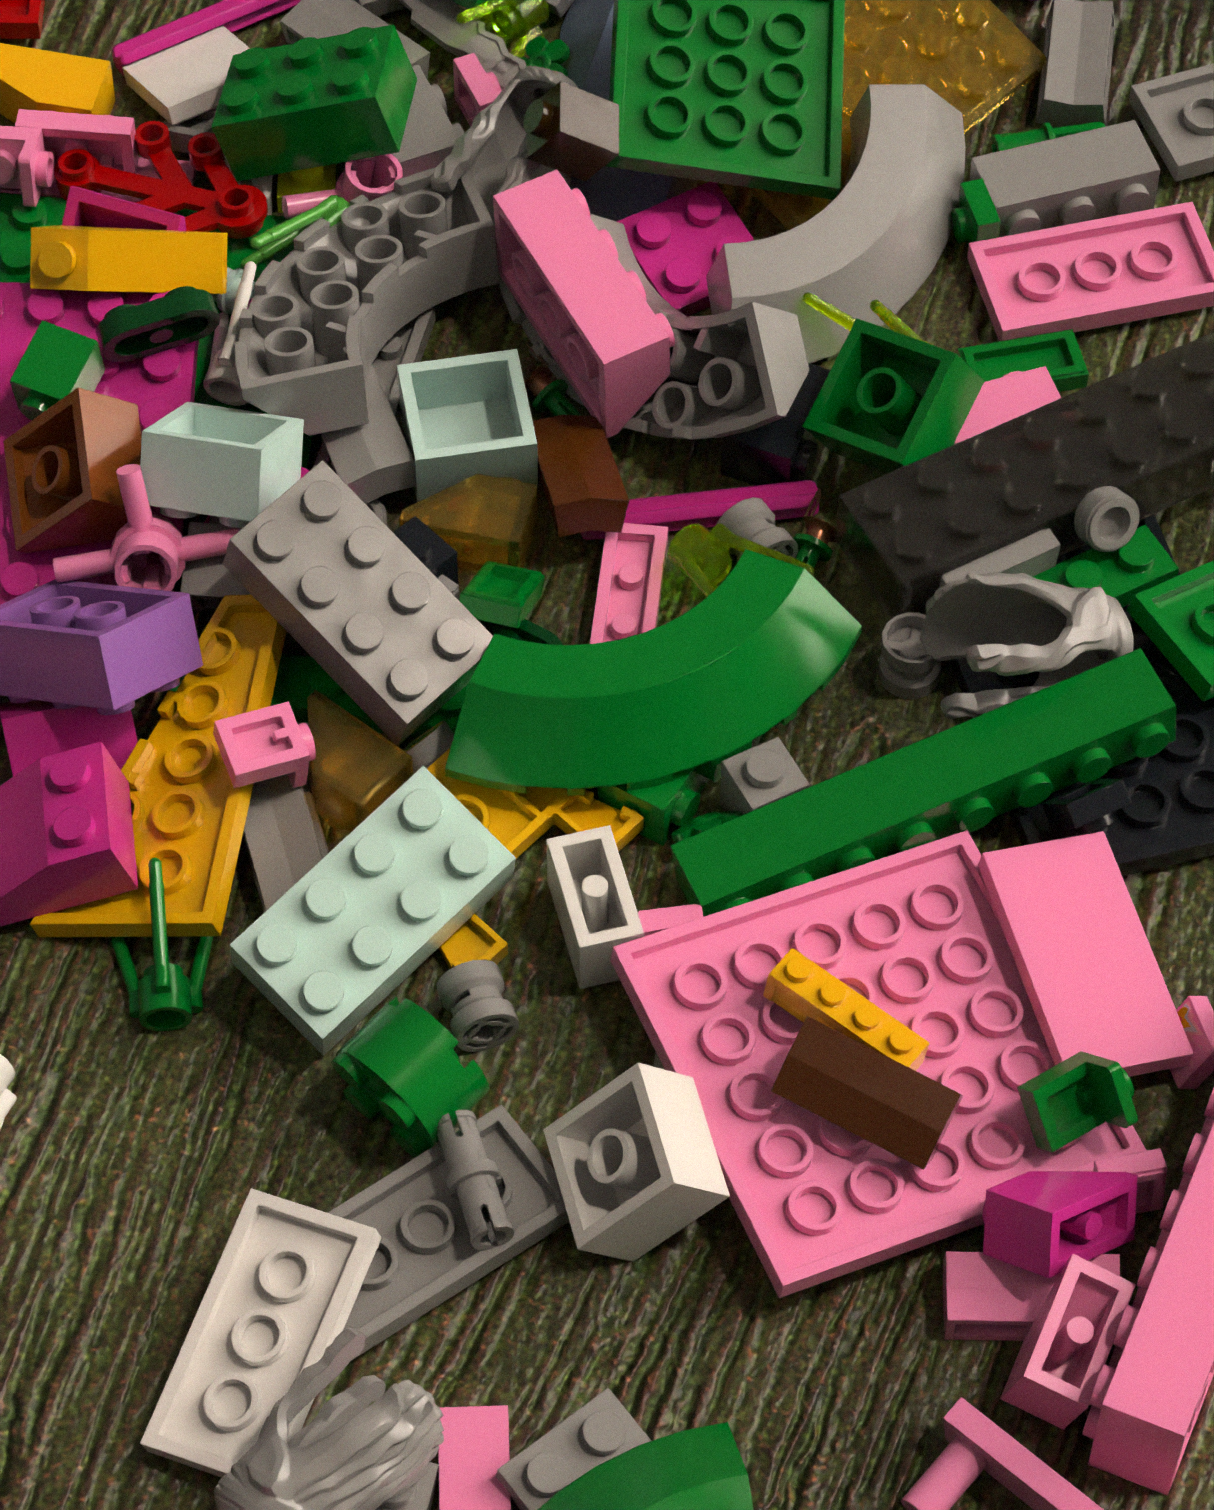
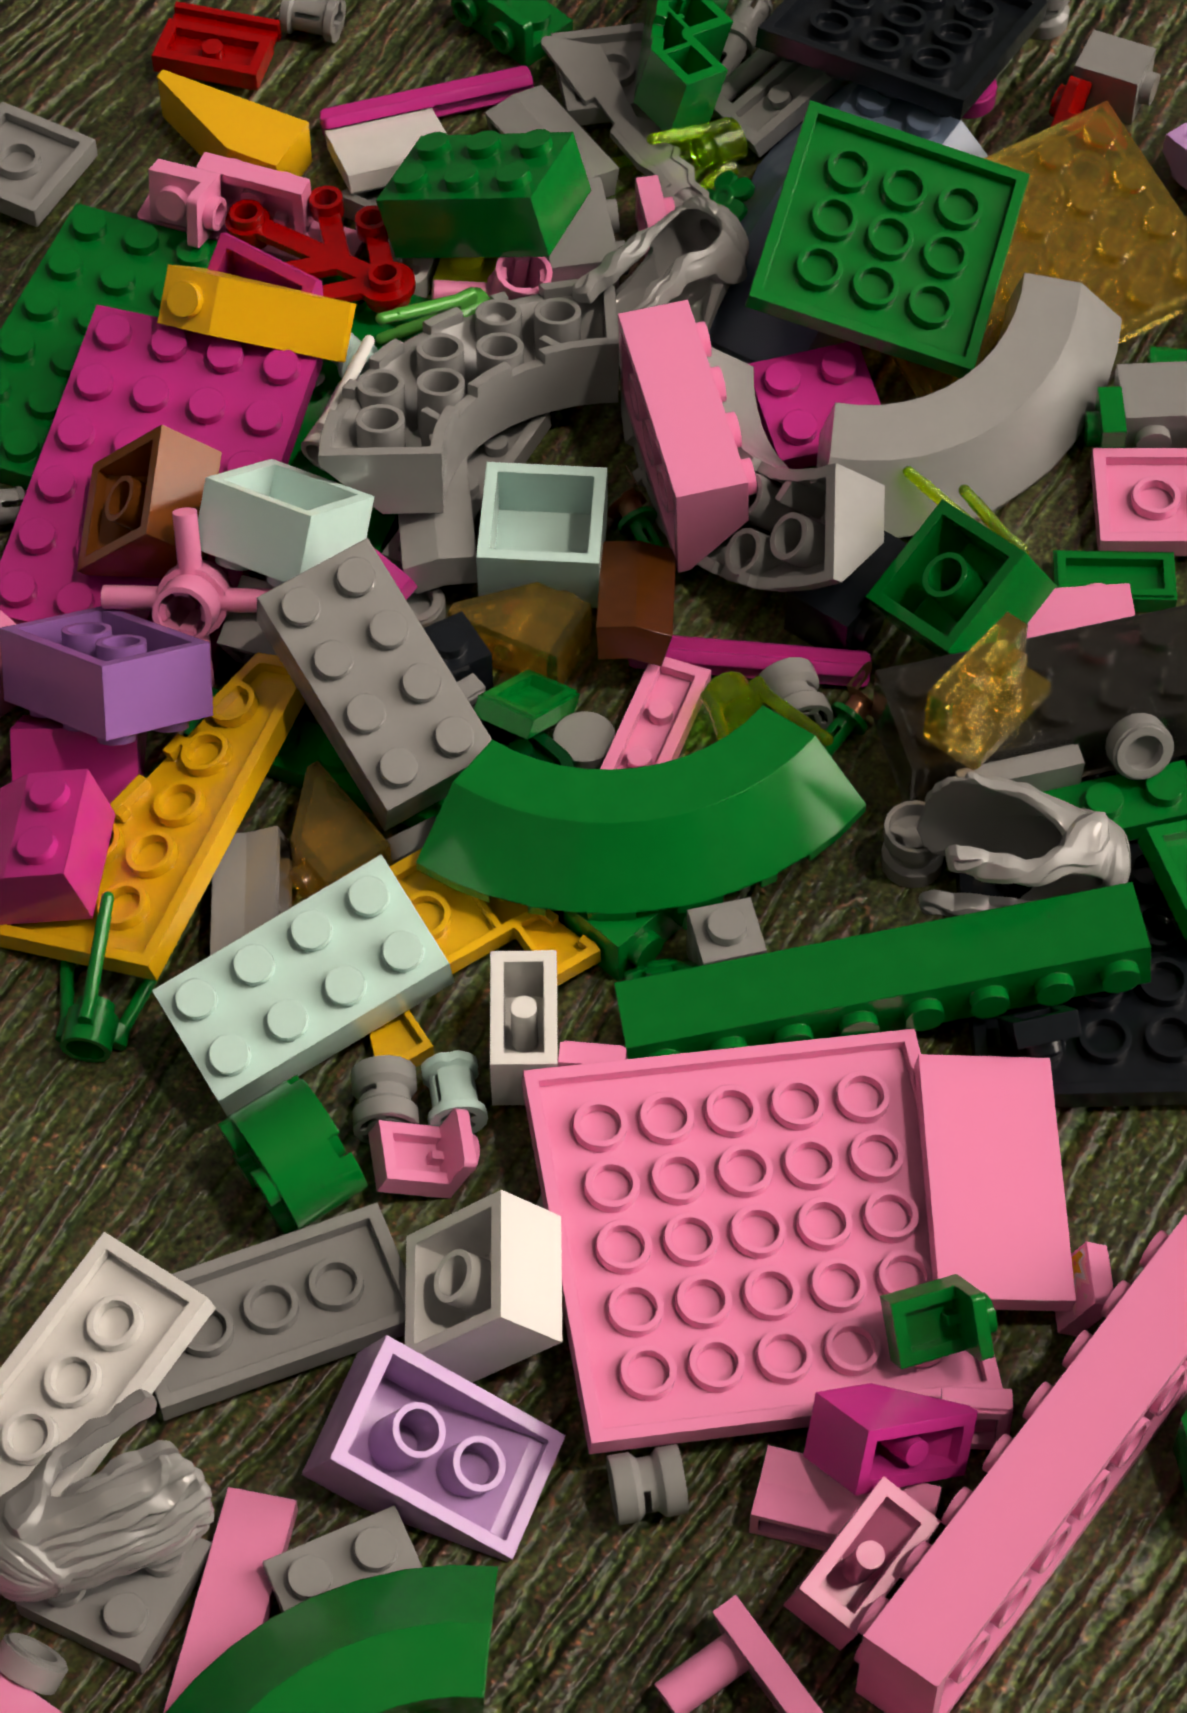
camera: 15 degrees right, 0 degrees up
(54, 367) = (155, 397): green brick -> none
(157, 325) = (263, 379): dark green plate -> none
(265, 745) = (246, 804): bright pink bracket -> none
(474, 1180) = (324, 1271): light grey pin -> none
(533, 1052) = (424, 1157): none -> bright pink bracket
(541, 985) = (452, 1086): none -> light aqua bush
(565, 615) = (585, 738): none -> light grey tile
(572, 131) = (715, 265): dark brown brick -> none
(625, 1323) = (434, 1450): none -> lavender slope
(813, 992) = (731, 1190): yellow piece -> none
(840, 1314) = (647, 1484): none -> light grey wheel
(866, 1093) = (726, 1269): reddish brown piece -> none
(959, 499) = (984, 695): none -> clear yellow bracket

